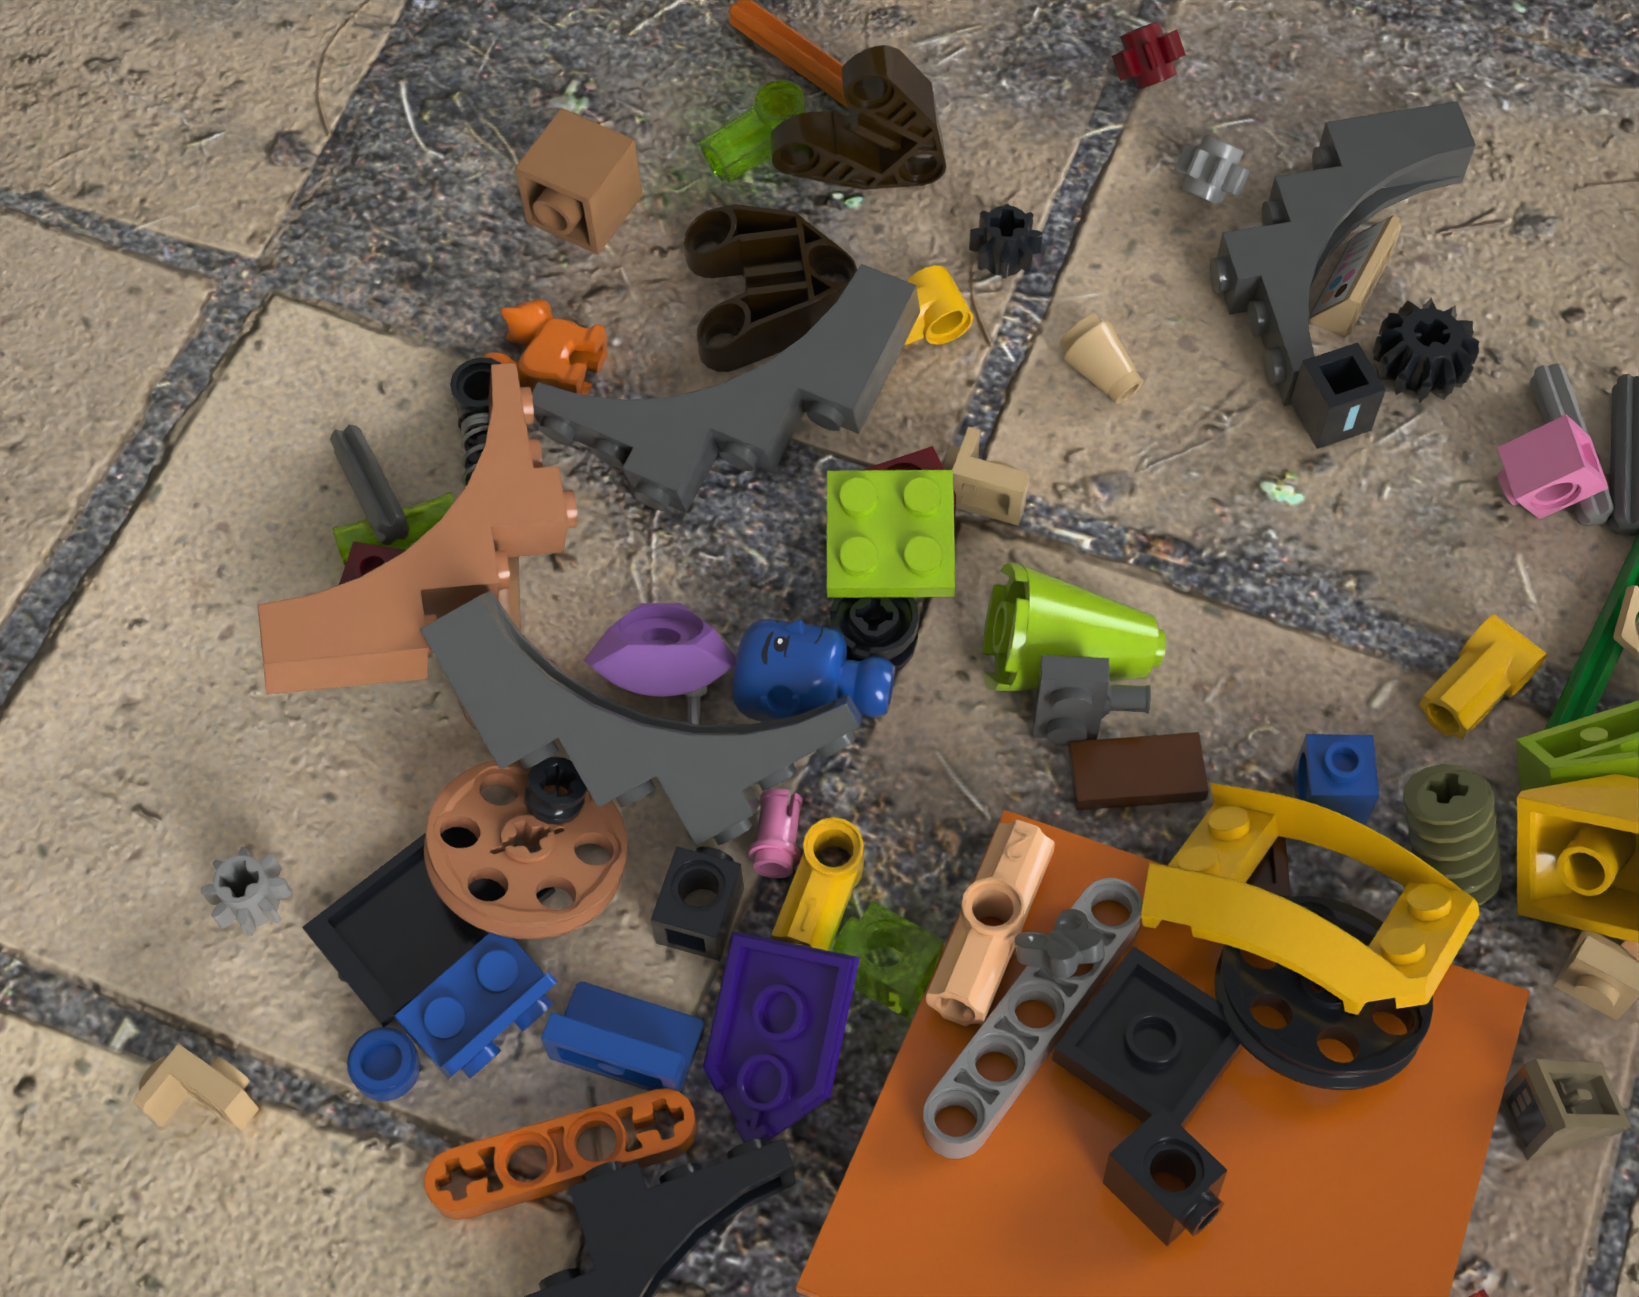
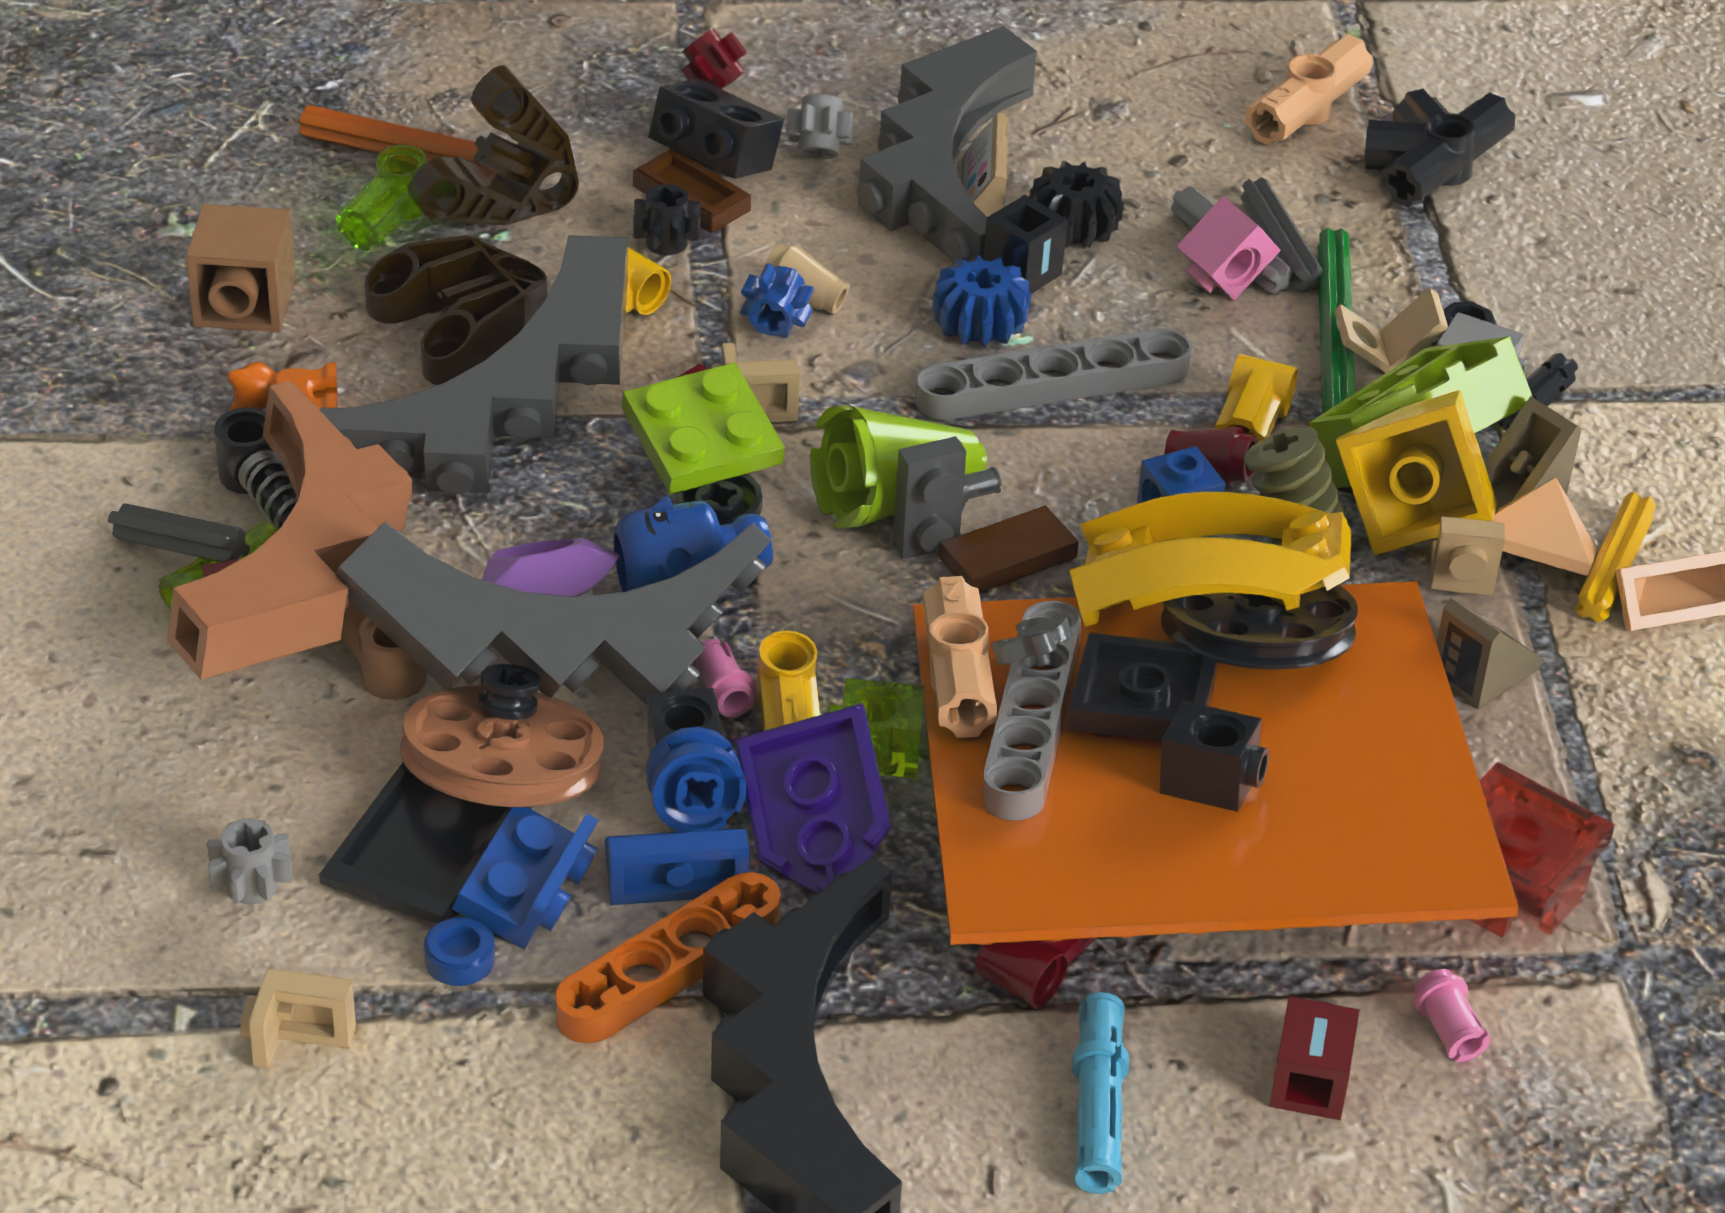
camera: 30 degrees left, 20 degrees down
(673, 965) = (695, 780): none -> blue wheel
(1058, 204) = (719, 198): none -> reddish brown tile
(1058, 380) = (776, 300): none -> blue gear
(1106, 142) = (715, 128): none -> black brick
(1264, 446) = (981, 301): none -> blue gear
(1325, 548) = (1033, 388): none -> light grey beam
(1408, 729) = (1221, 447): none -> dark red cone

